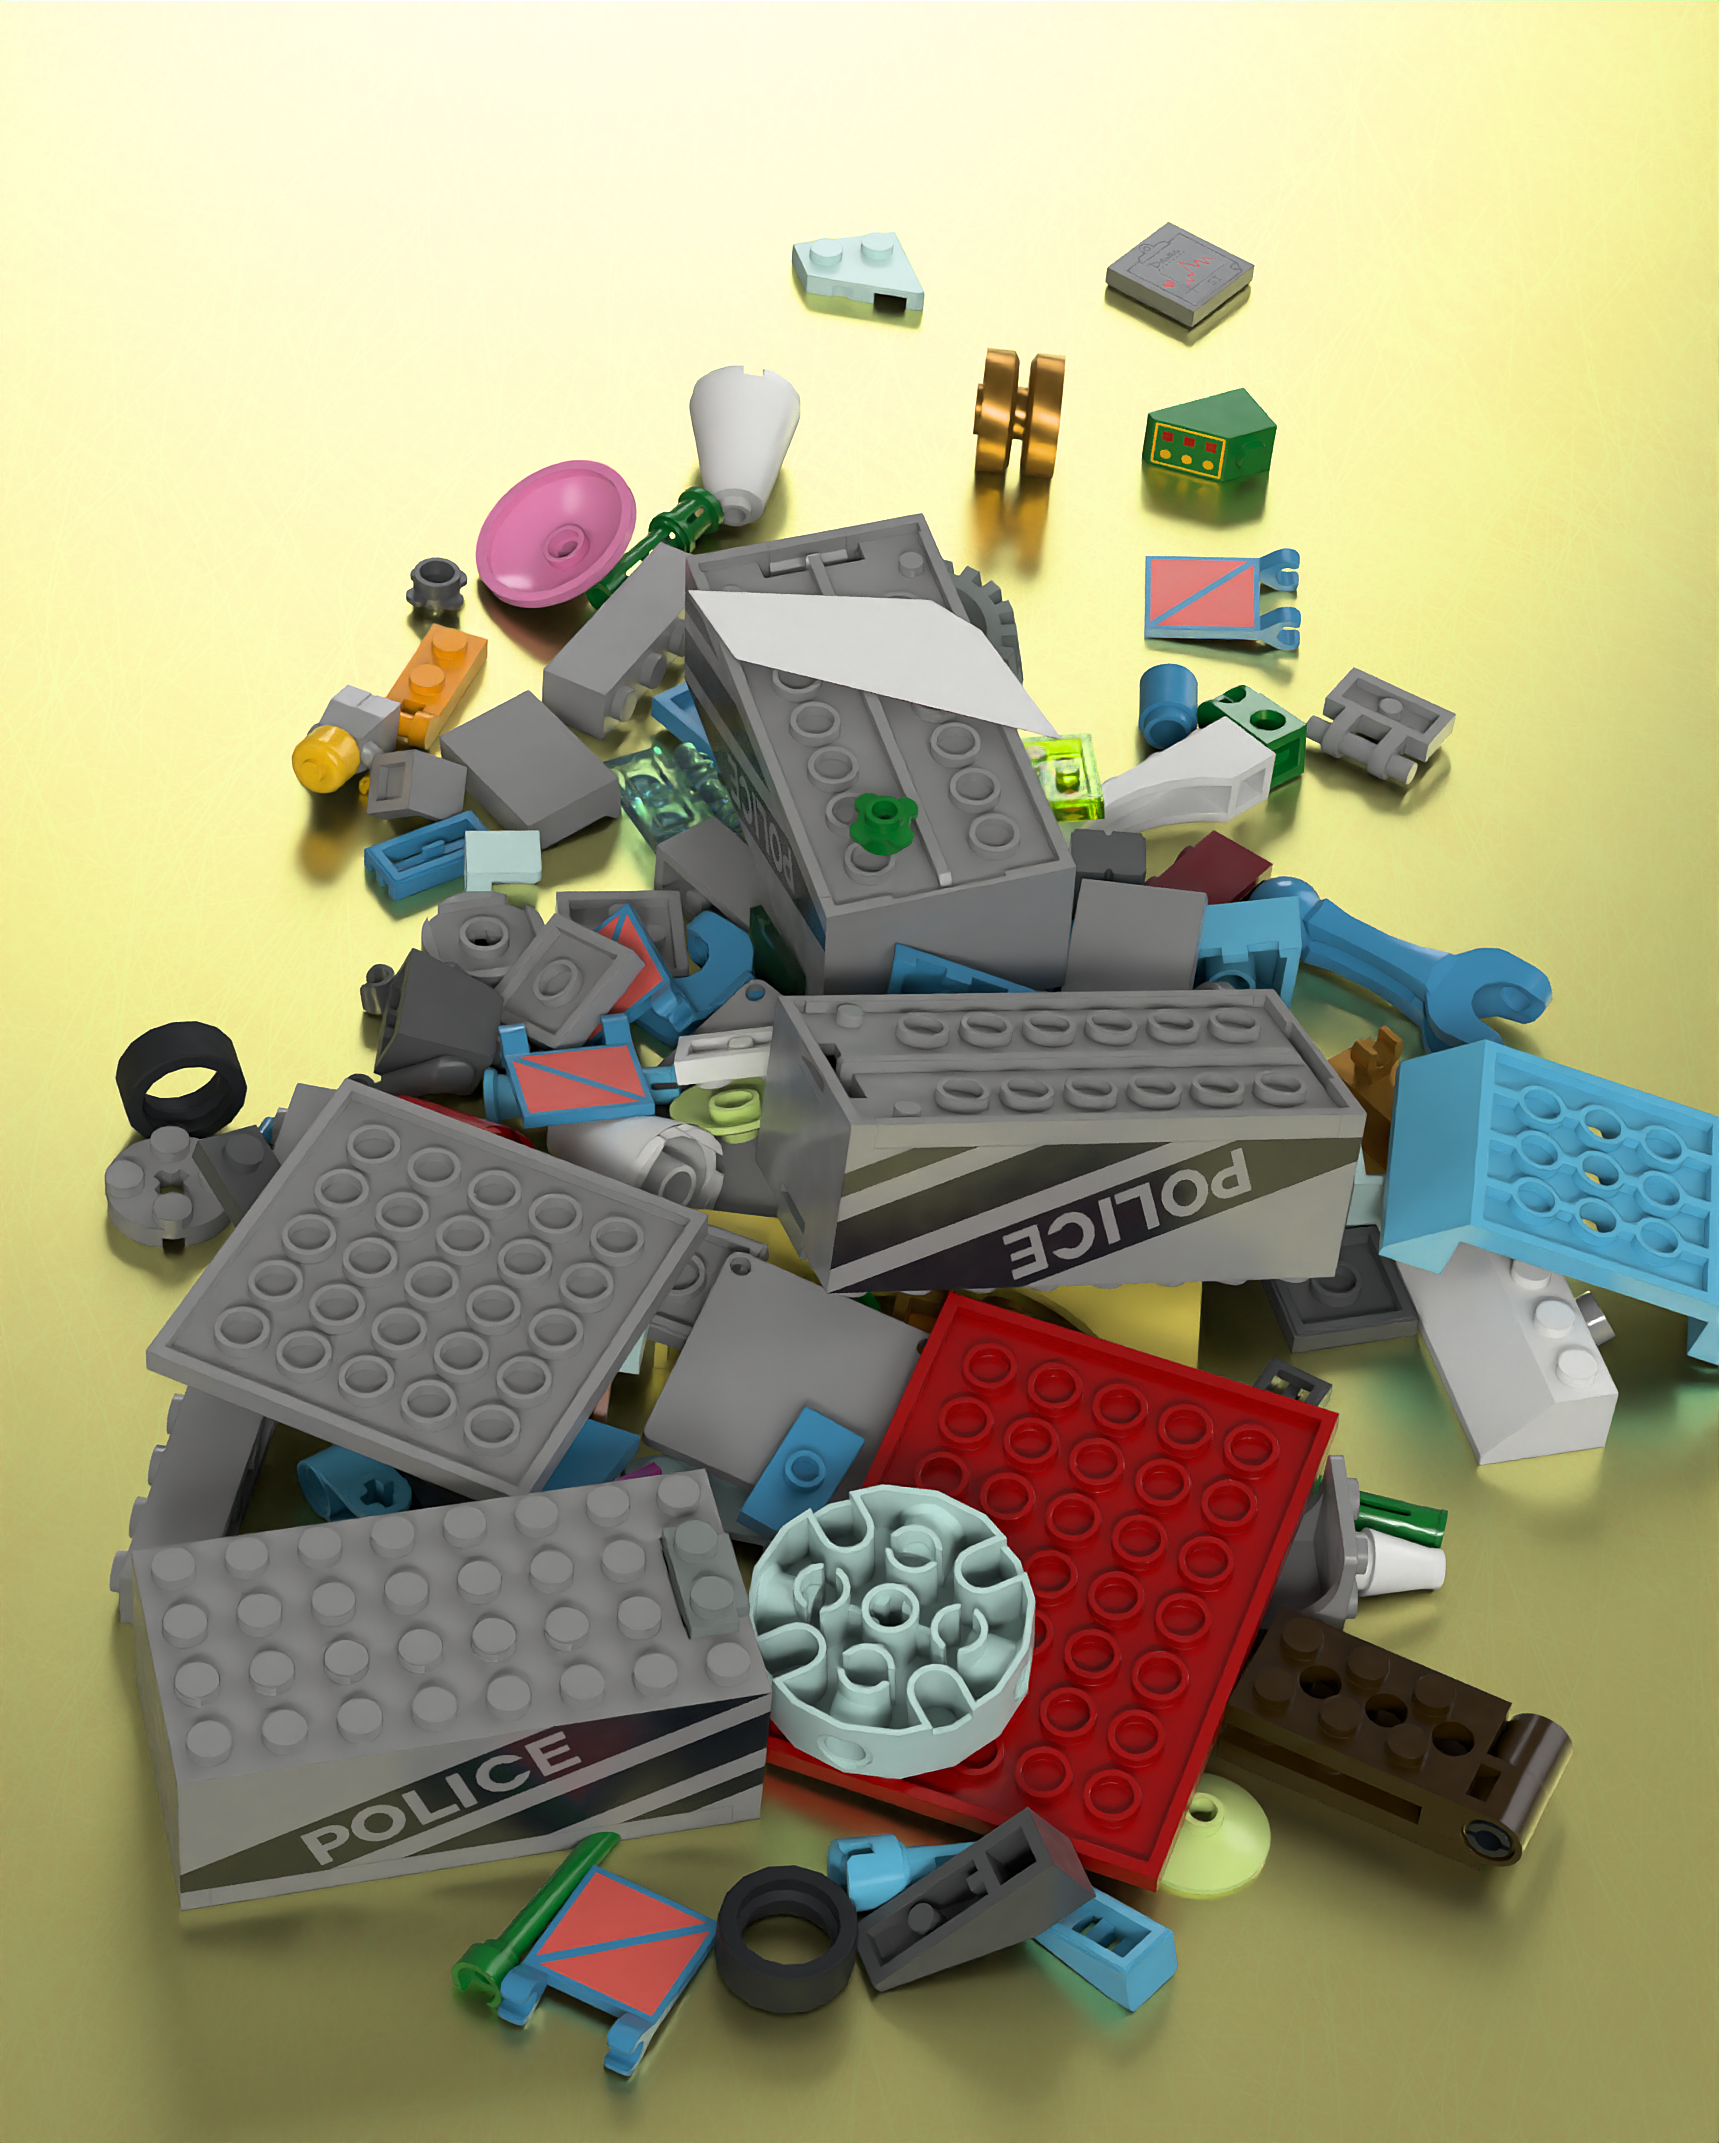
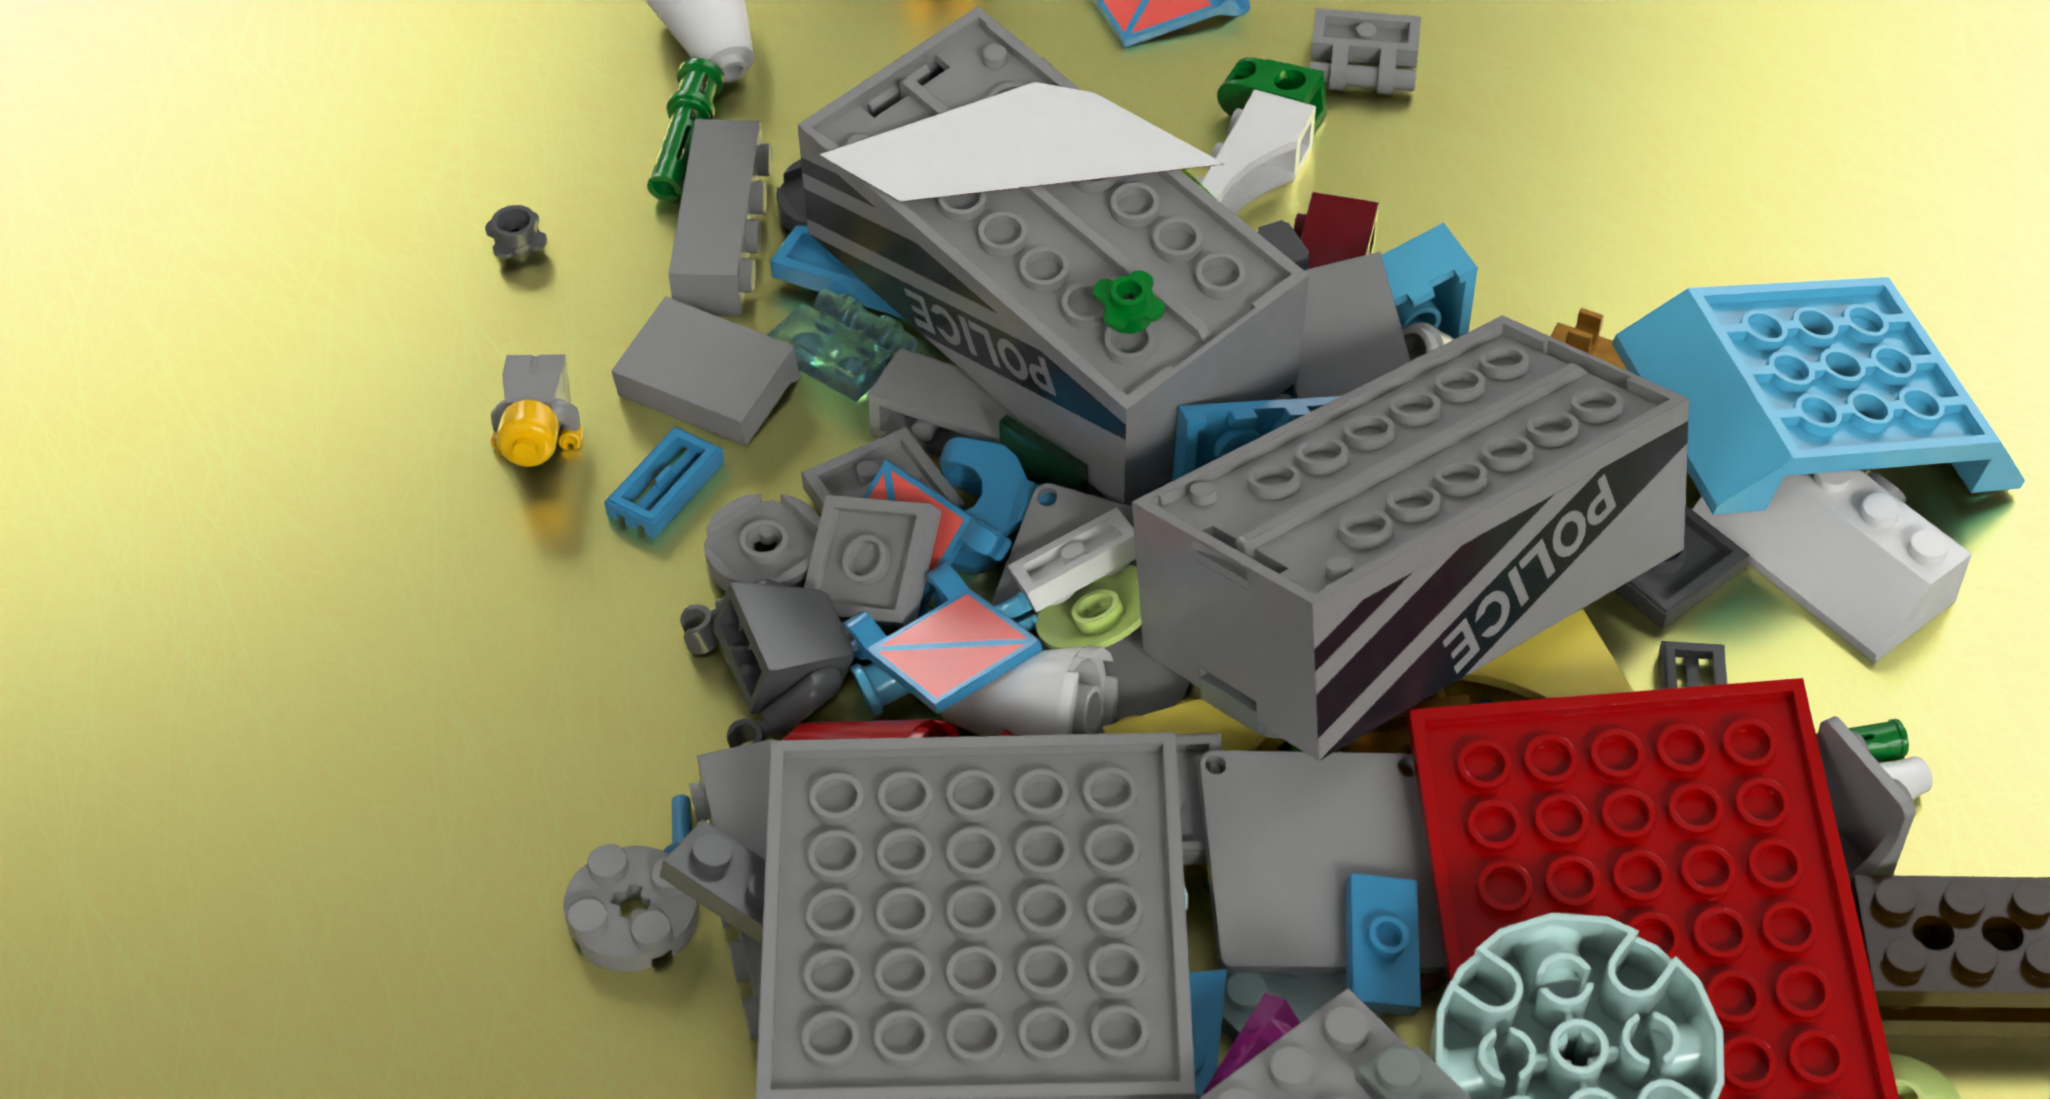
camera: 20 degrees left, 5 degrees up
(171, 1049) = (574, 780): black tyre -> none
(415, 785) = (616, 426): light grey panel -> none
(436, 682) = (568, 319): light orange plate -> none
(501, 858) = (736, 463): light aqua panel -> none
(556, 533) = (586, 131): bright pink dish -> none
(1167, 704) = (1192, 99): dark azure brick -> none
(1429, 986) = (1562, 258): dark azure piece -> none

